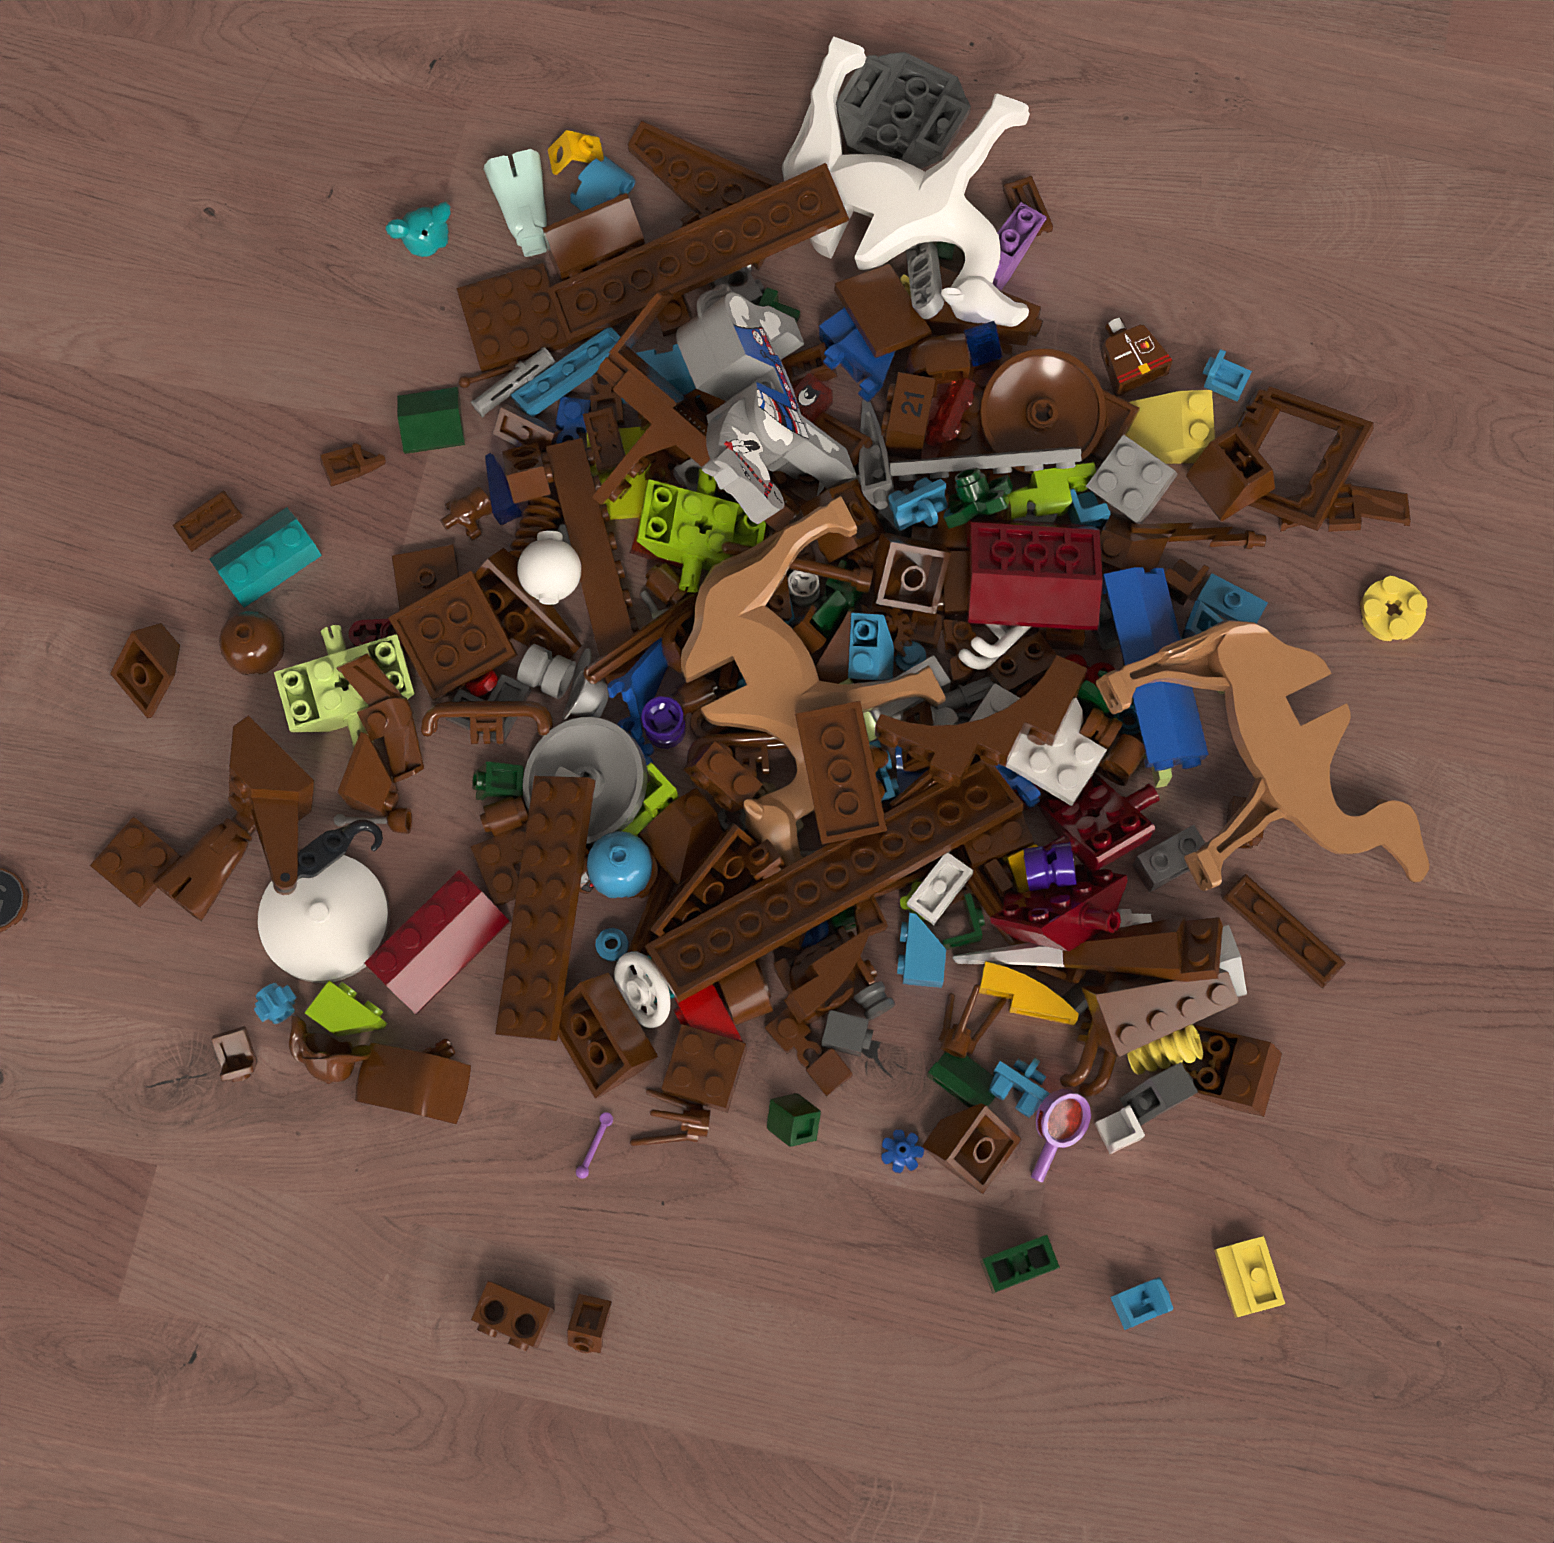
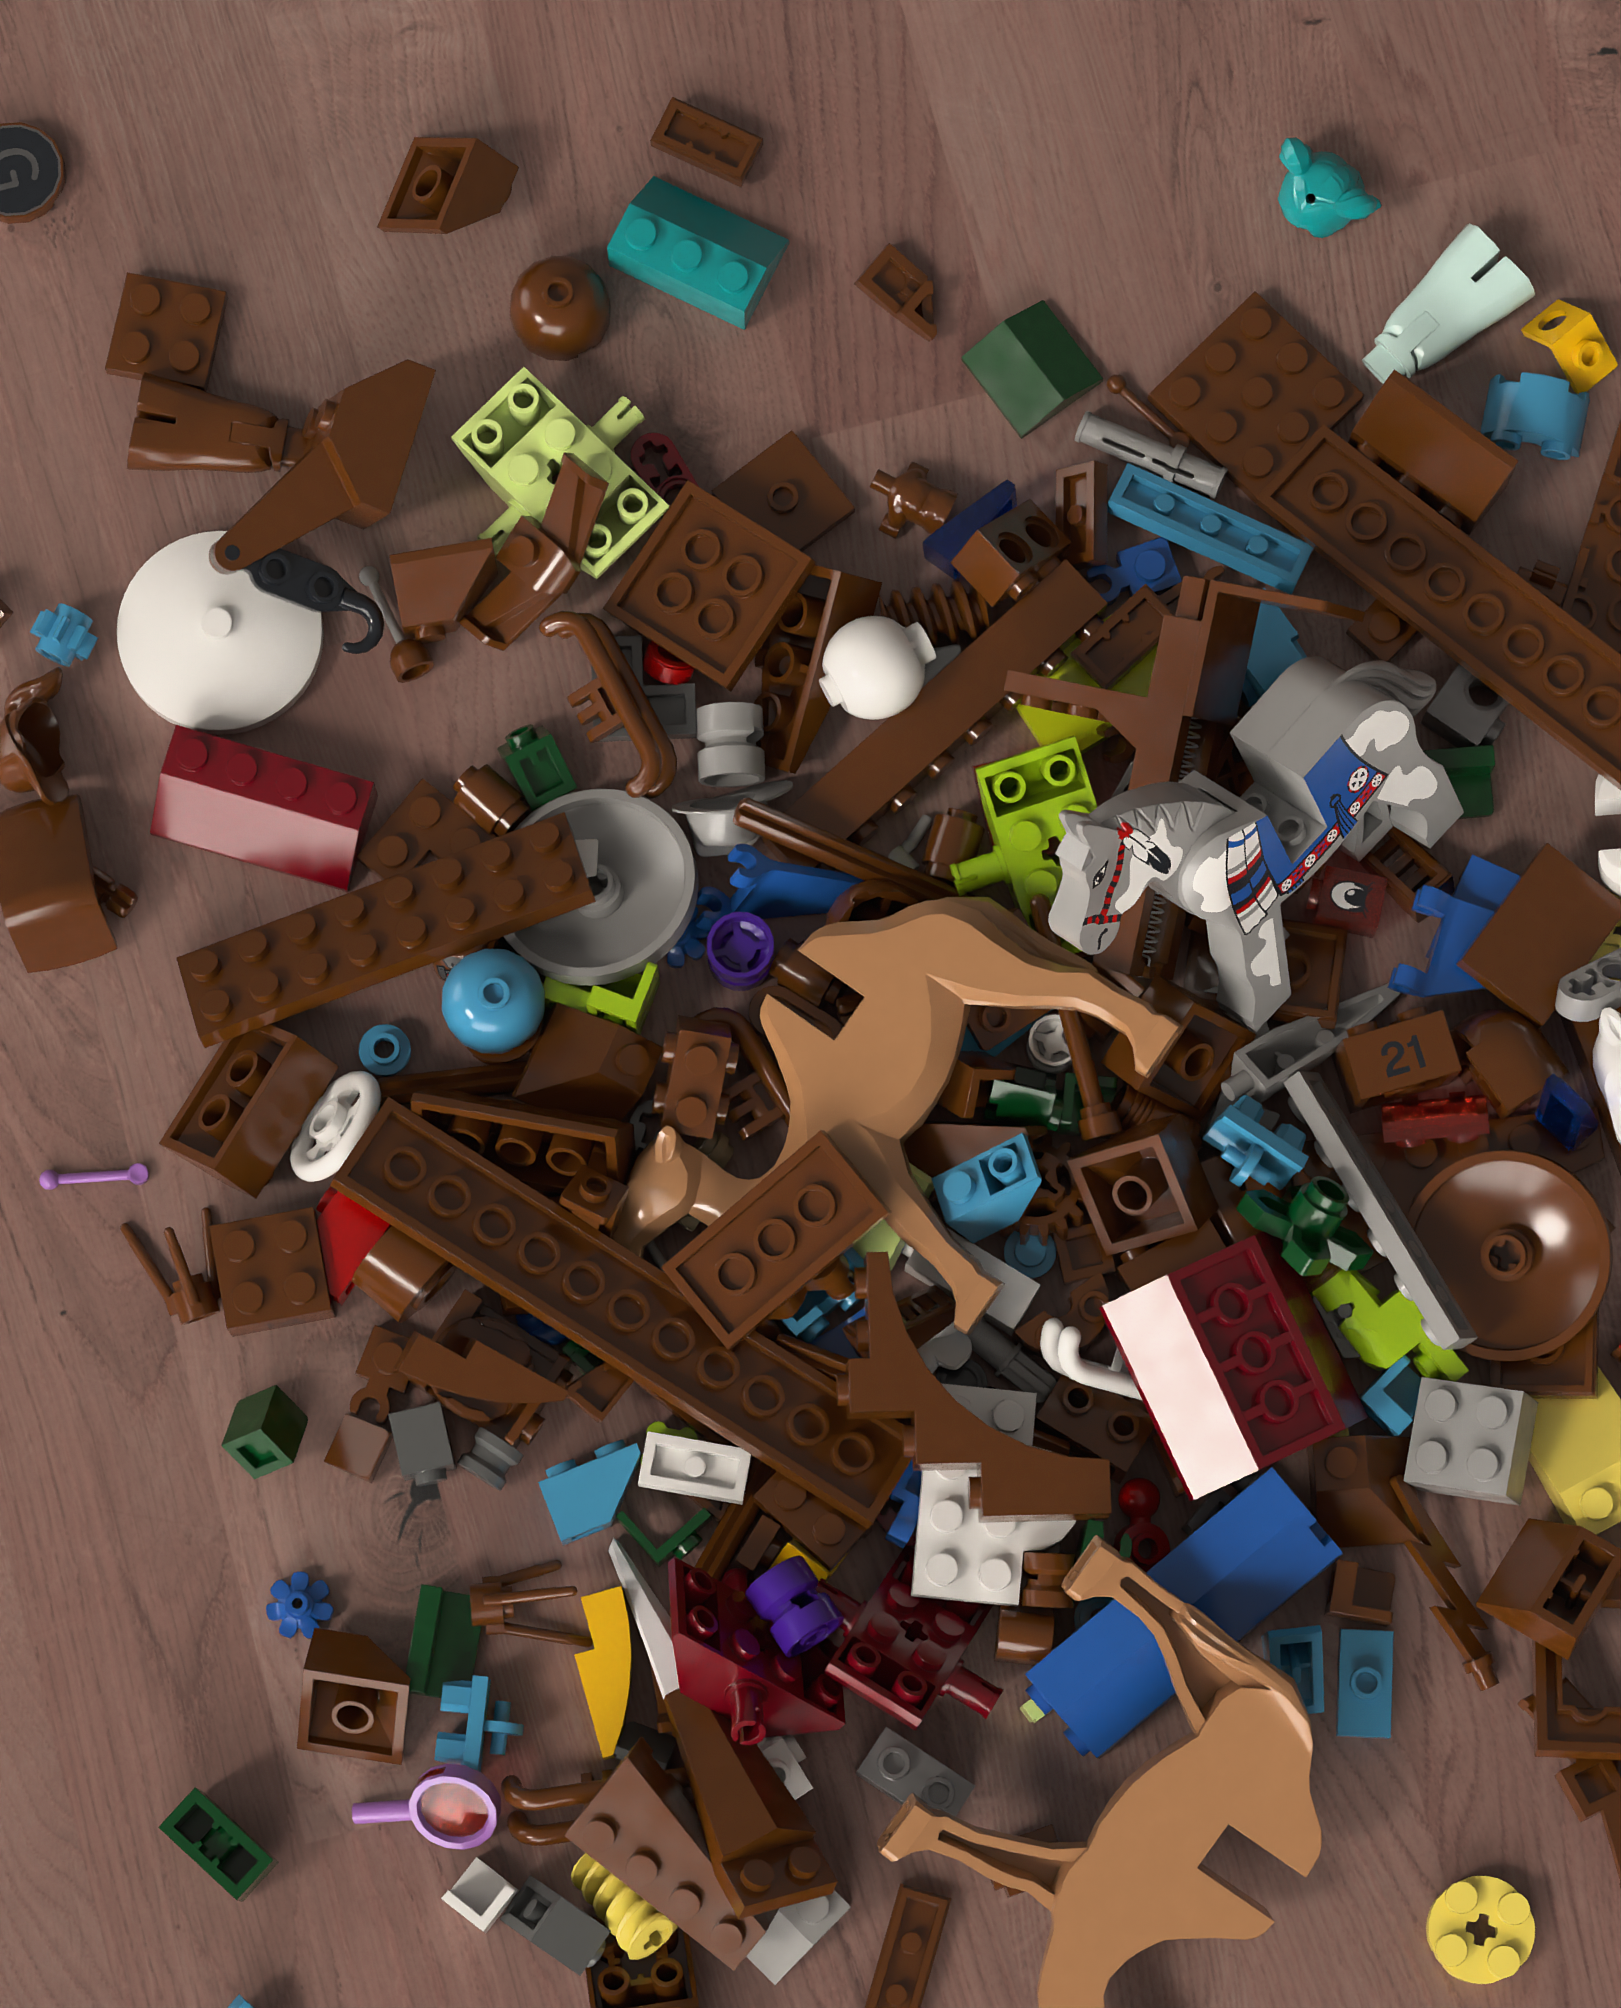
camera: 55 degrees right, 5 degrees up
(342, 1014) = (98, 732): lime slope -> none

